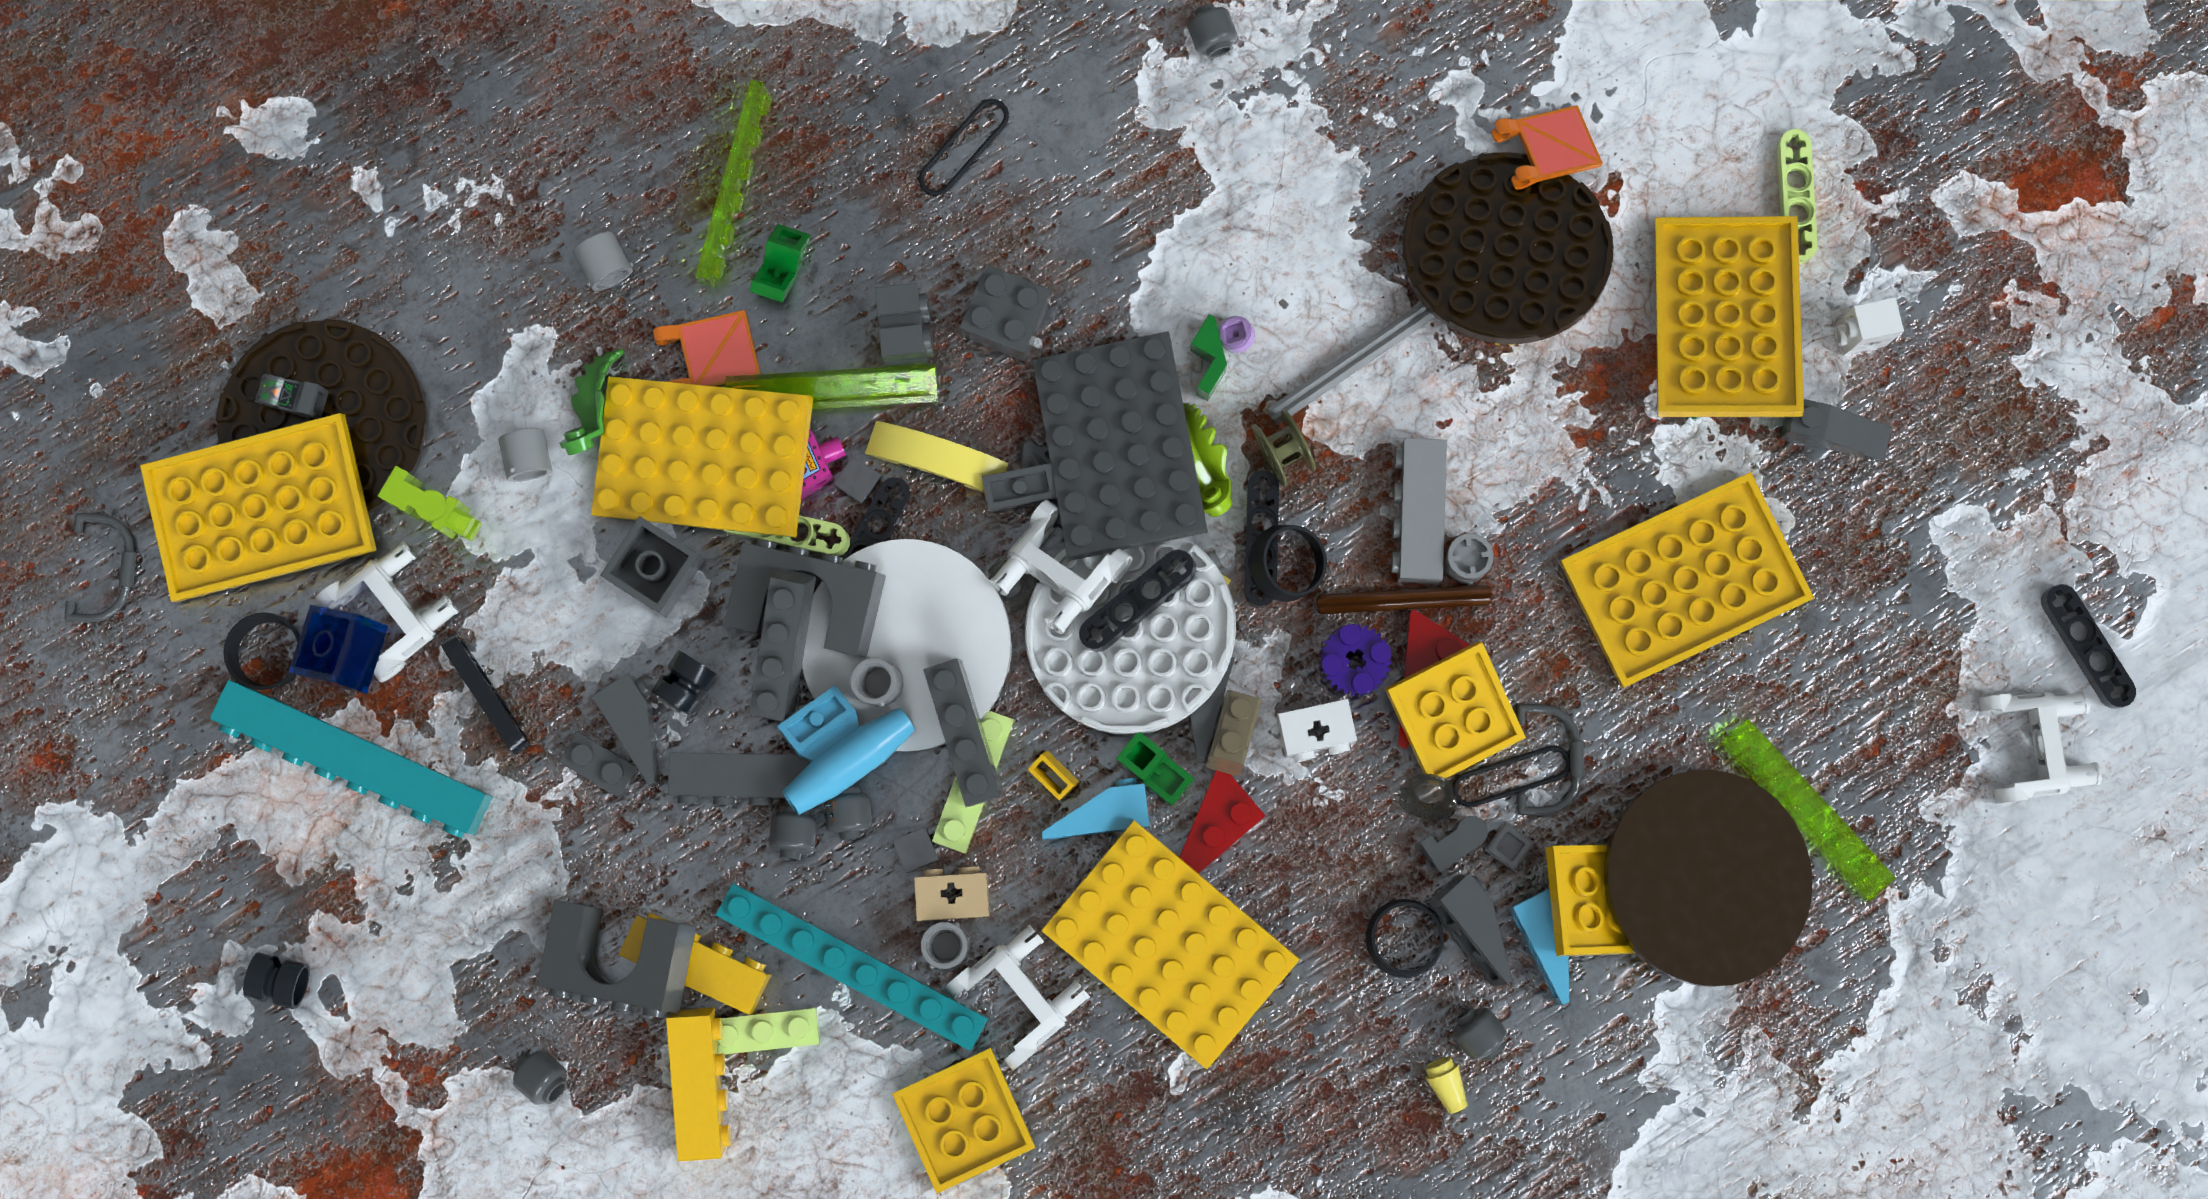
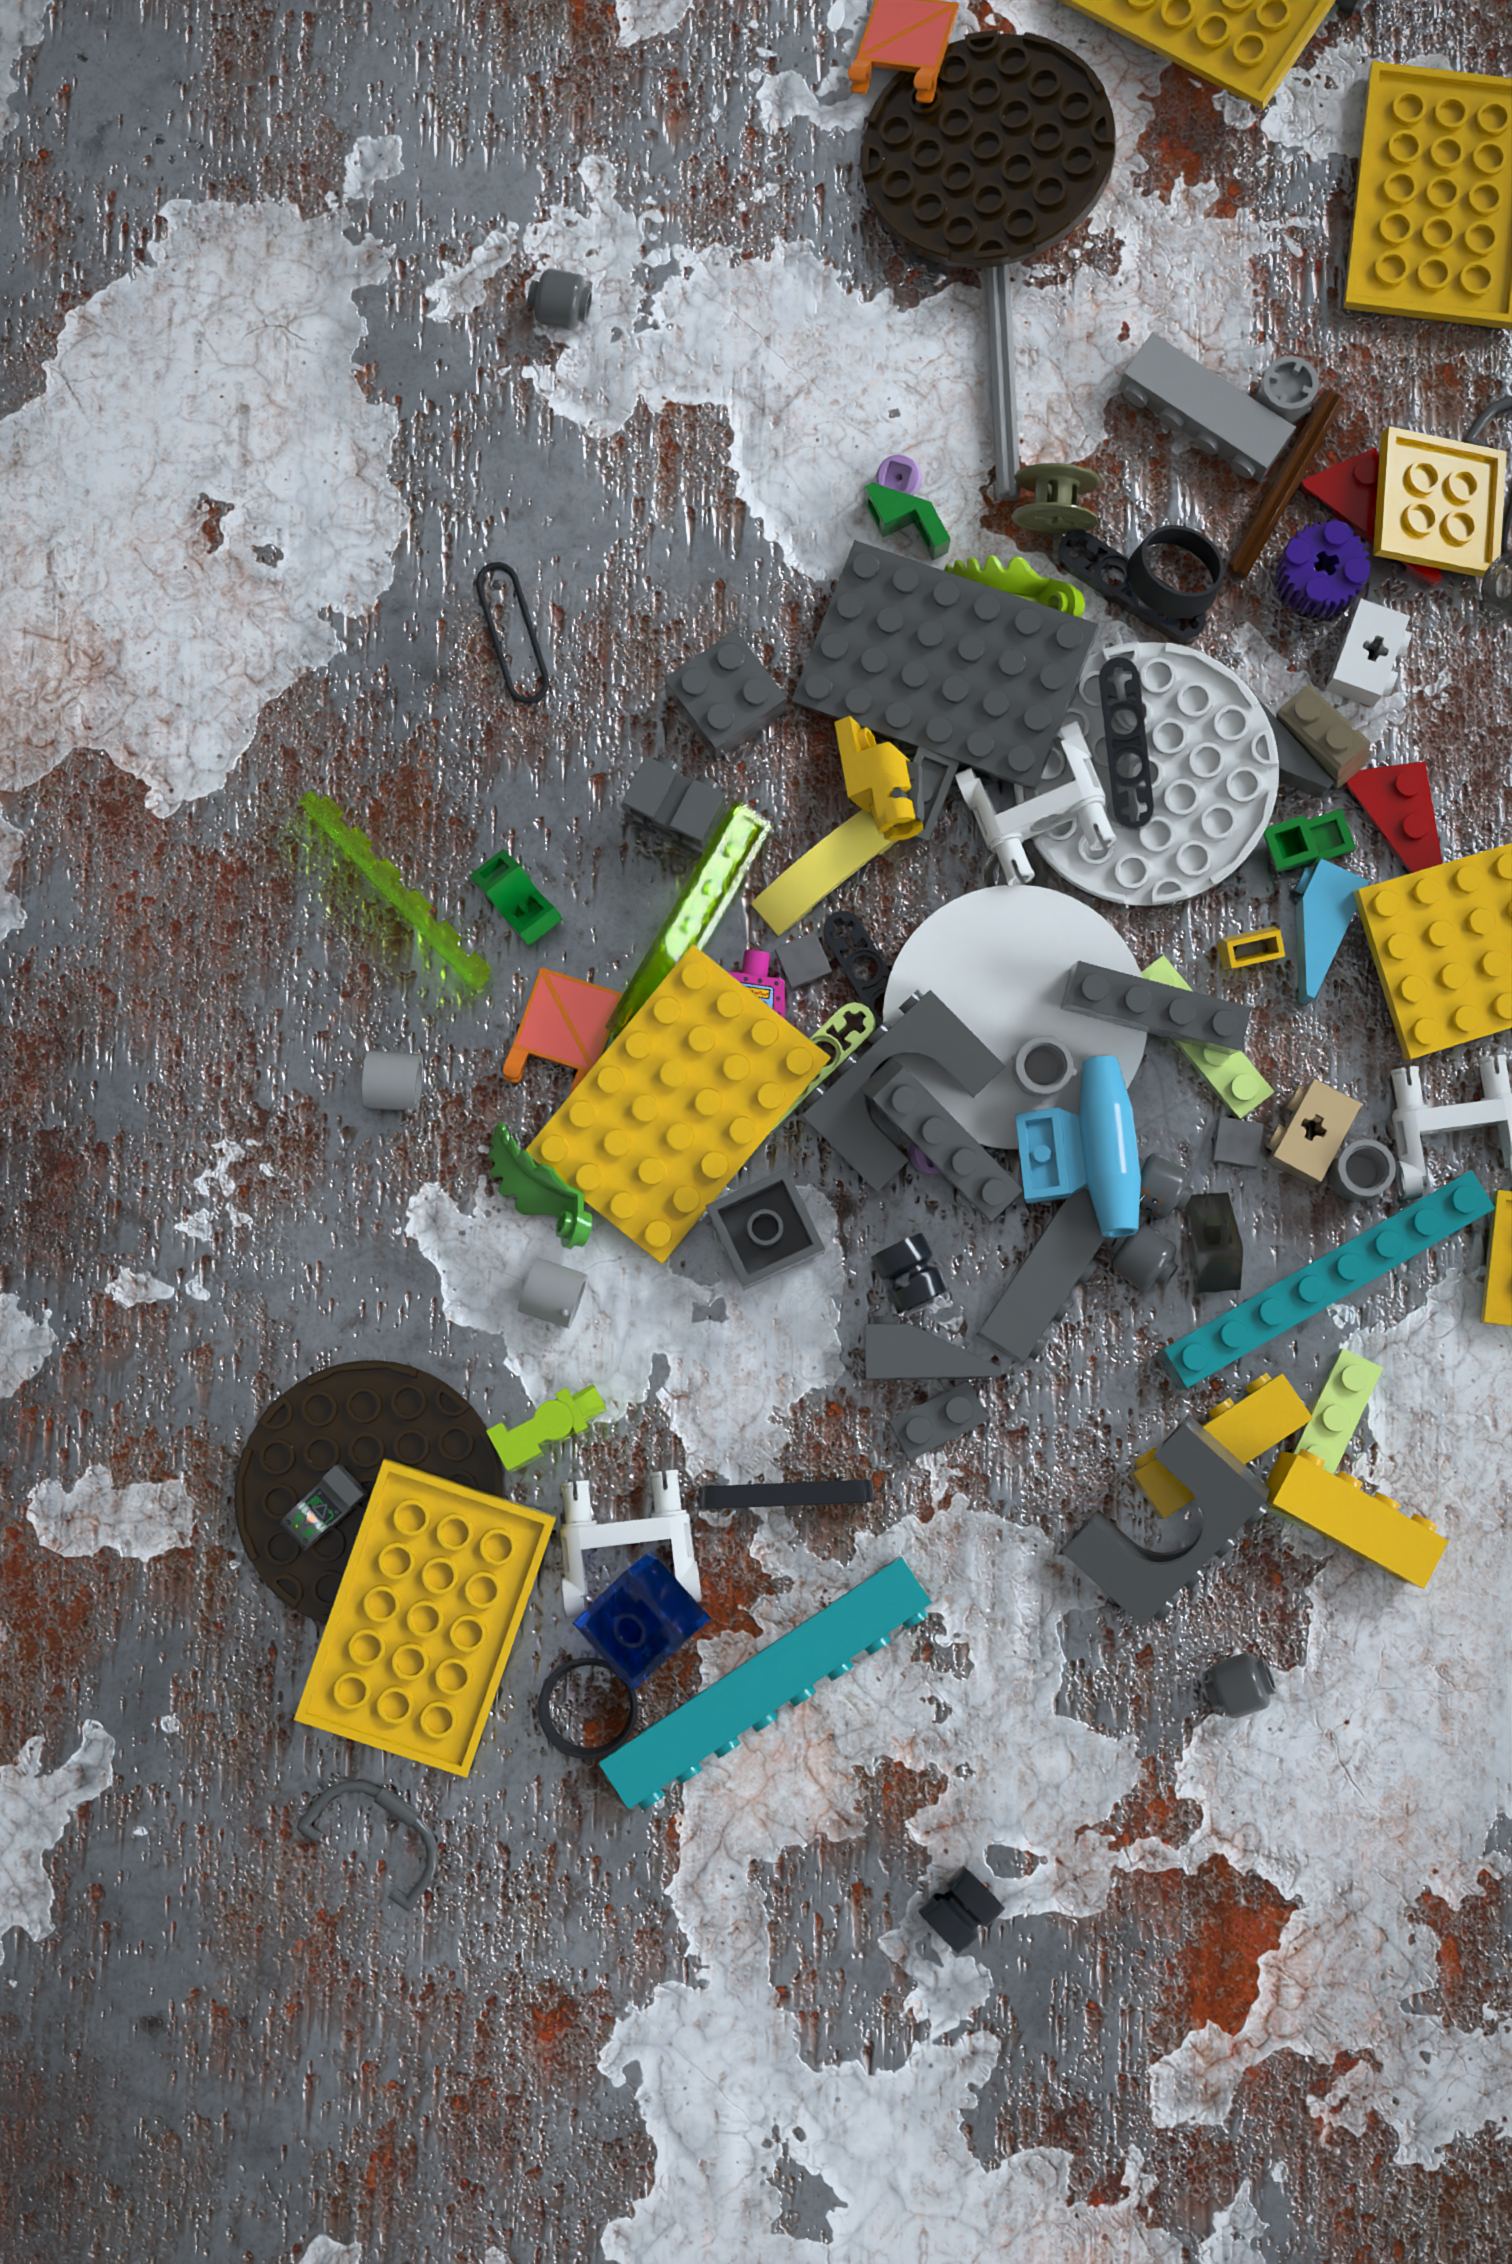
camera: 60 degrees left, 0 degrees up
(833, 874) = (1213, 1243): none -> clear smoke slope
(1007, 450) = (881, 781): none -> yellow plate

